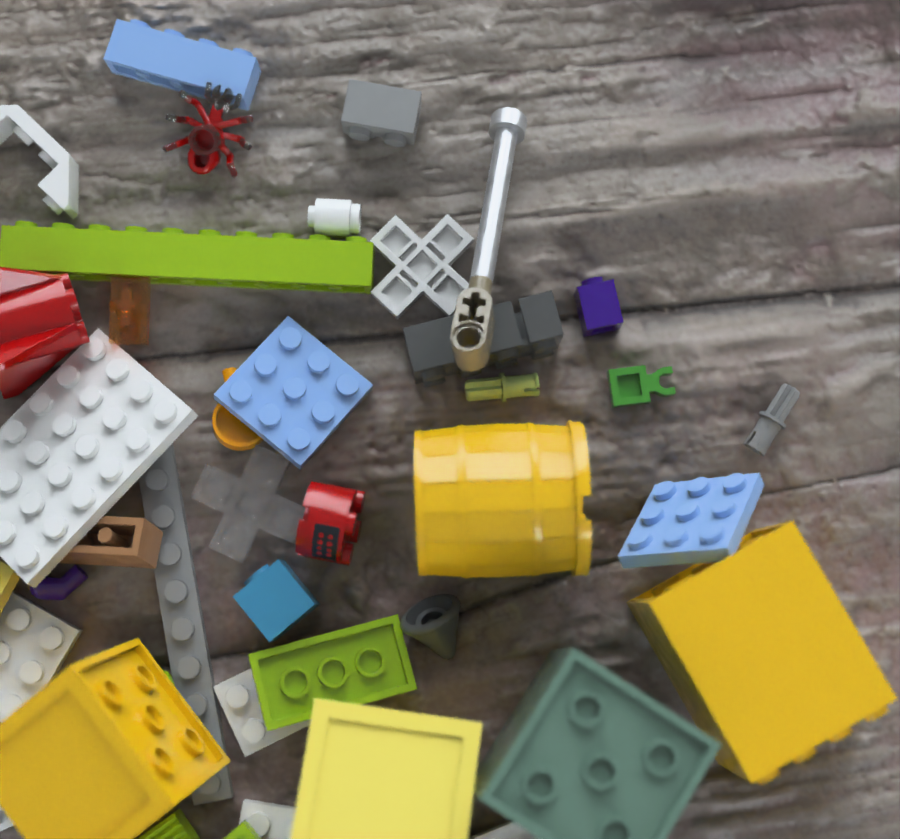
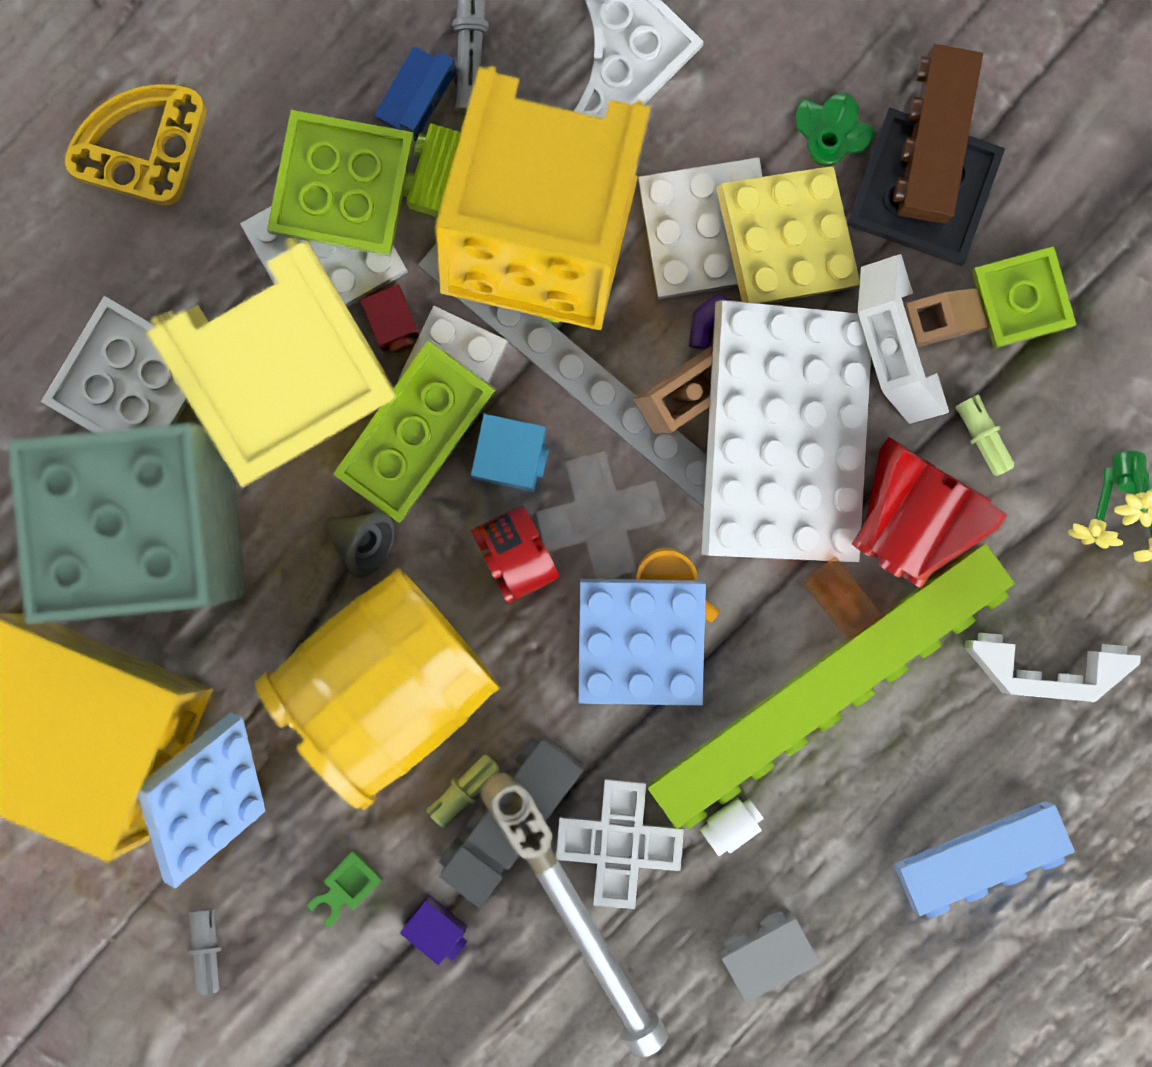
camera: 145 degrees right, 5 degrees up
(208, 137) = (903, 811): animal -> none
(282, 771) = (391, 319): none -> dark red brick

